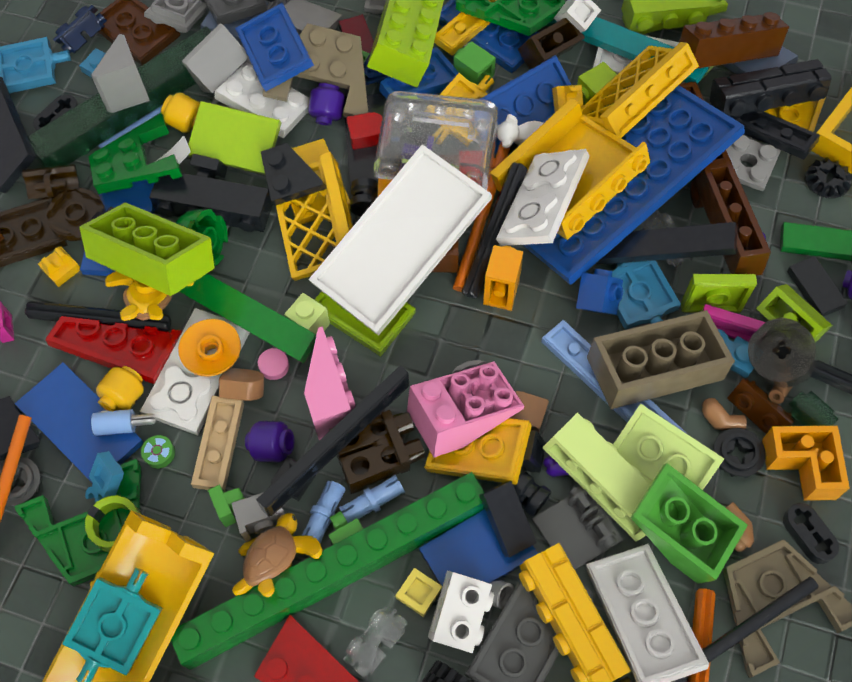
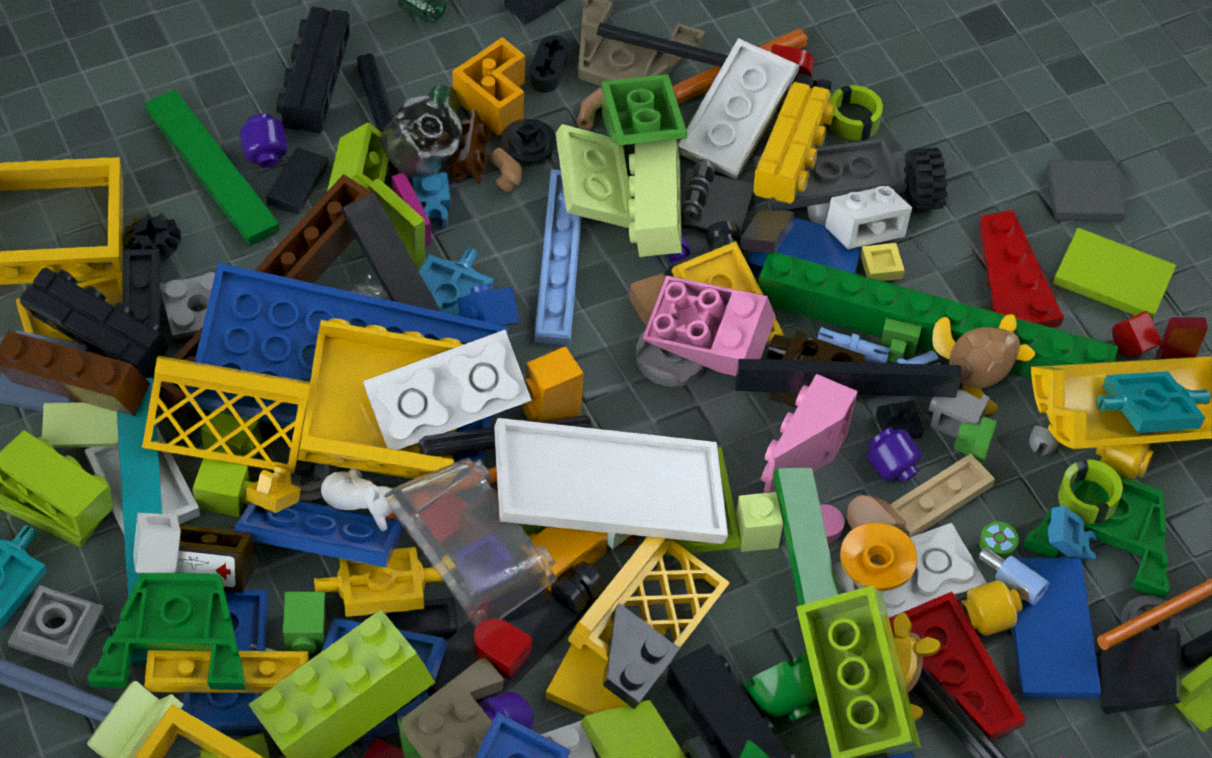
camera: 140 degrees left, 10 degrees down
(382, 629) = (948, 266): clear hinge -> none
(659, 359) = (511, 224): dark tan brick -> none

